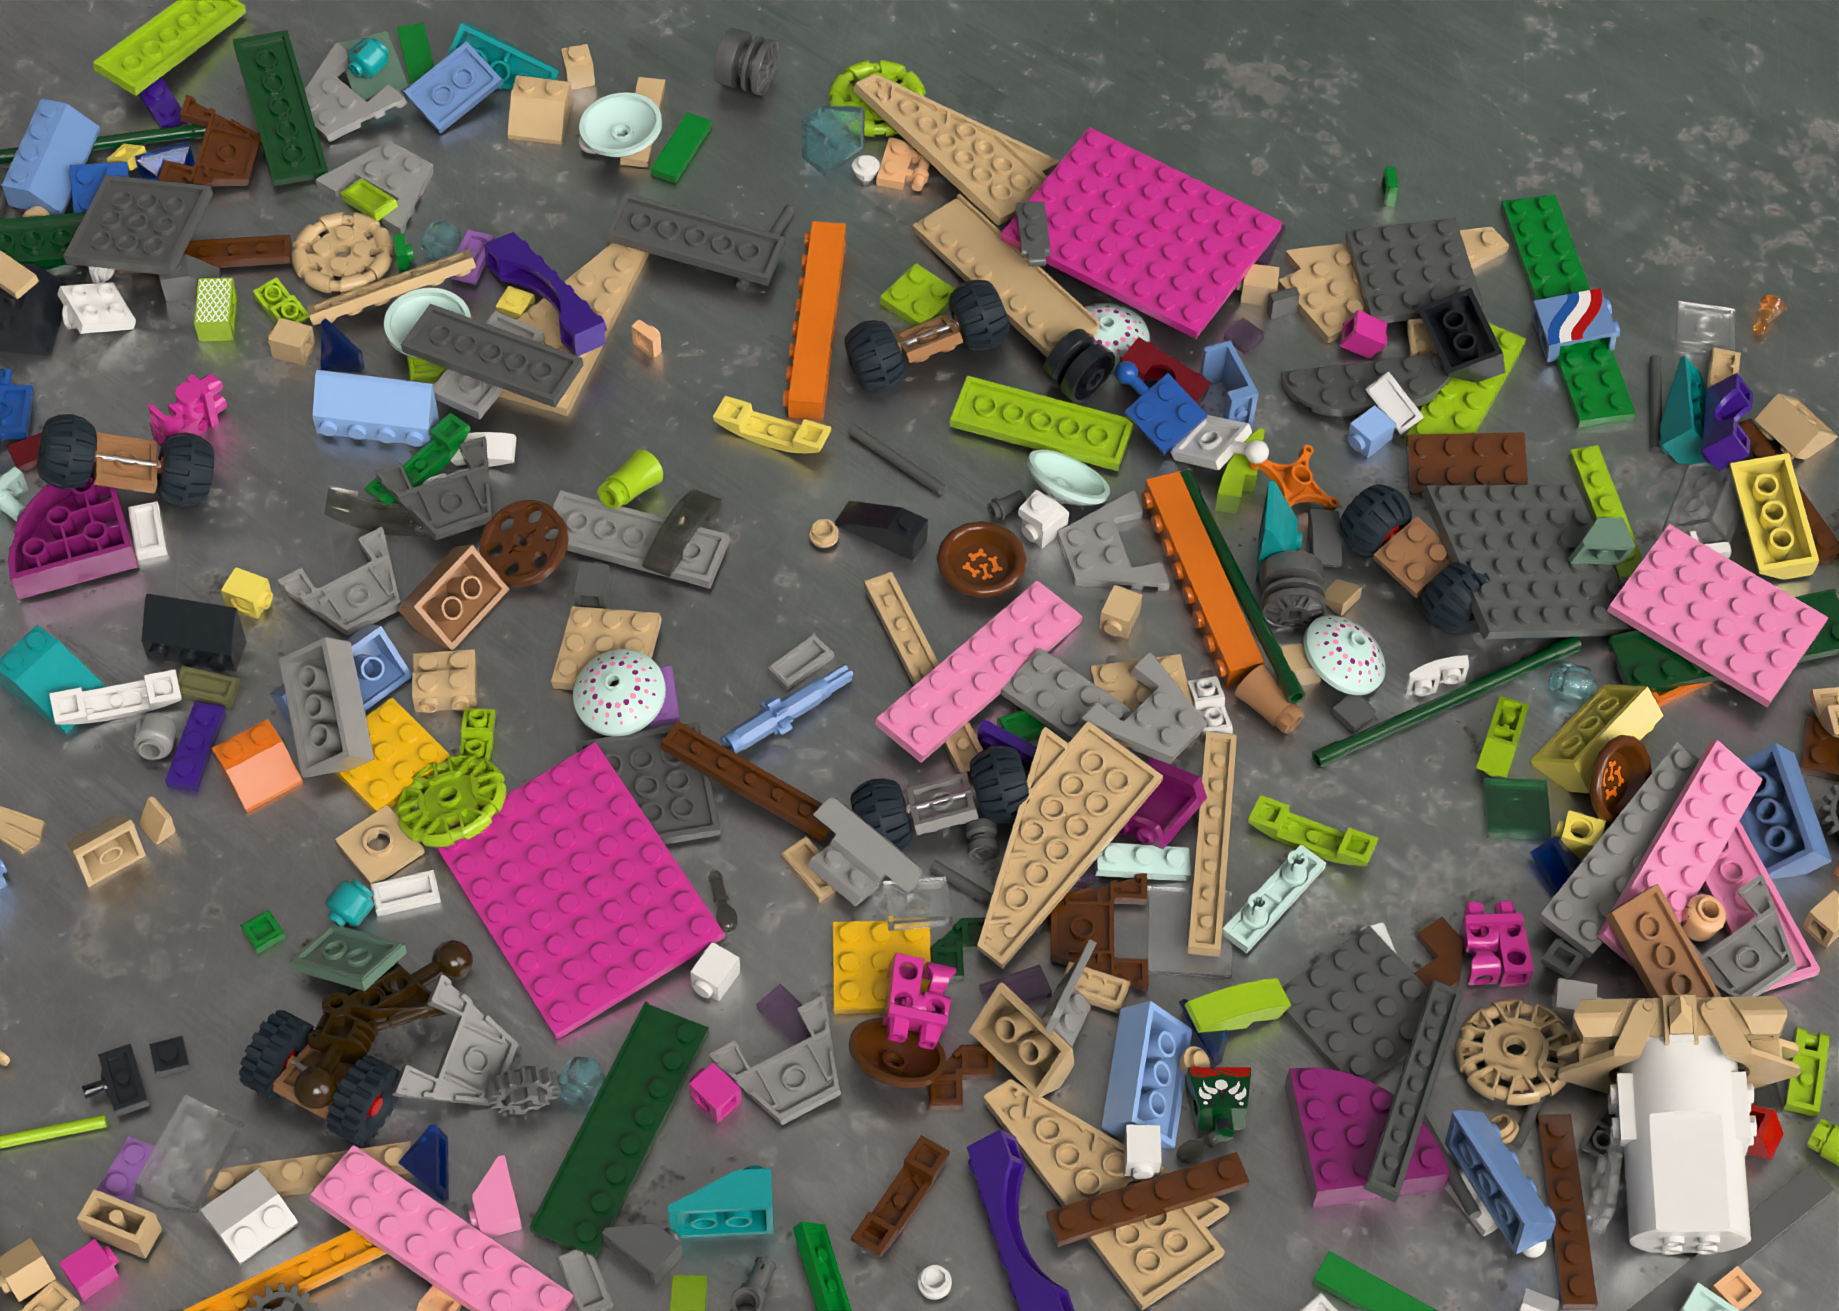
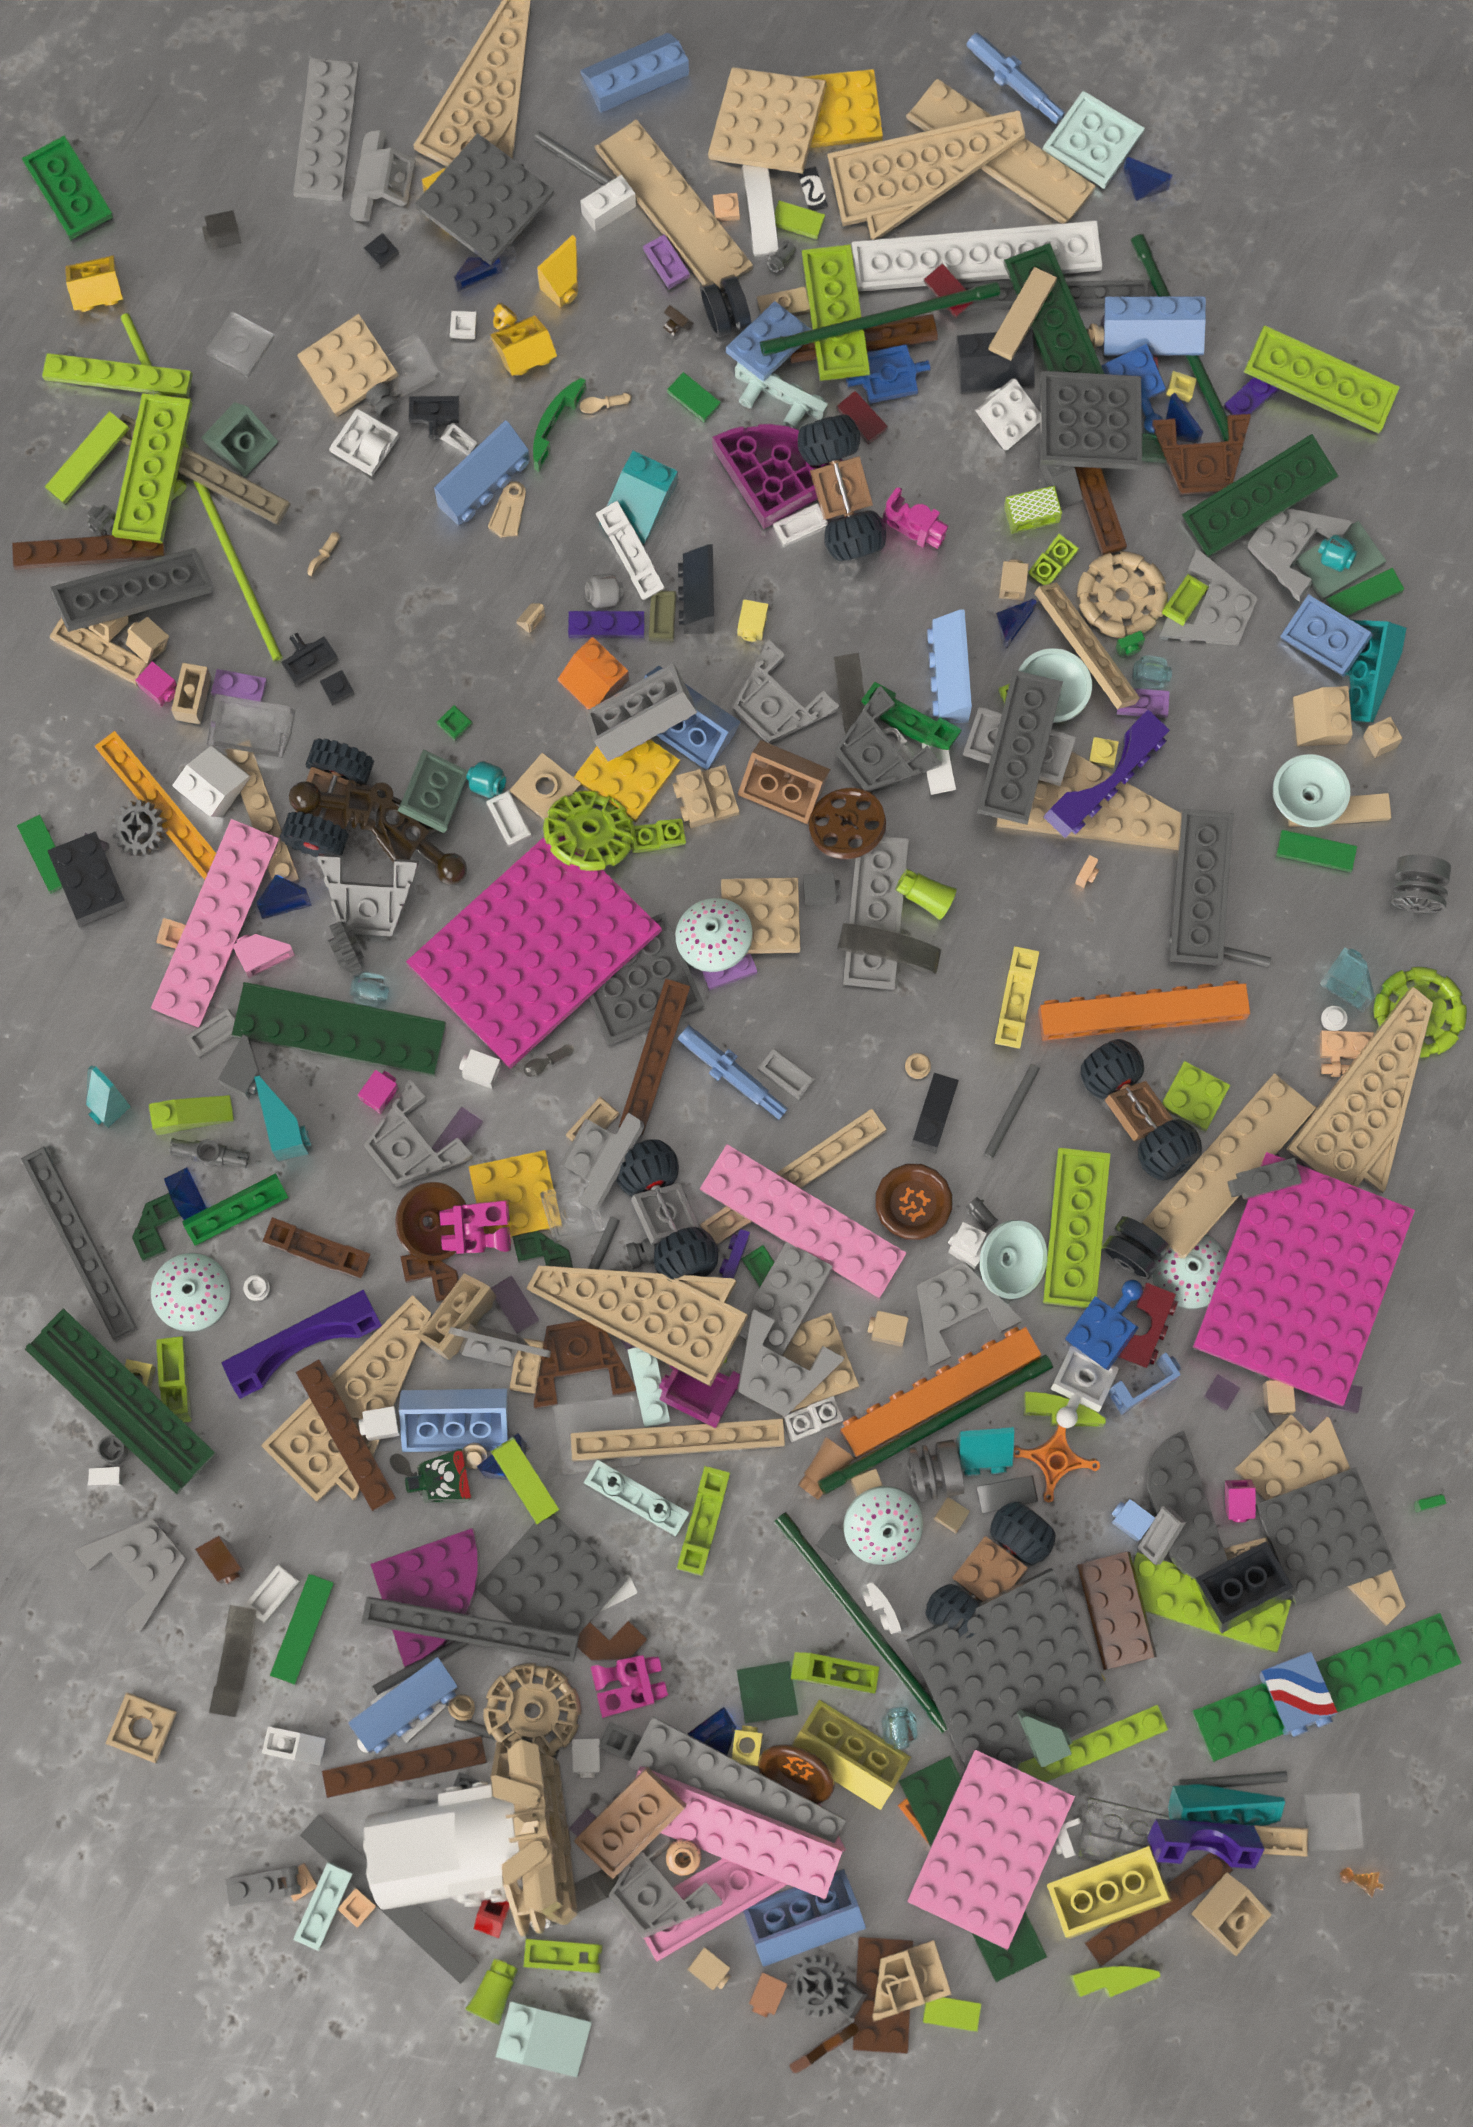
camera: 80 degrees right, 20 degrees up
(105, 848) = (496, 584): tan slope -> none

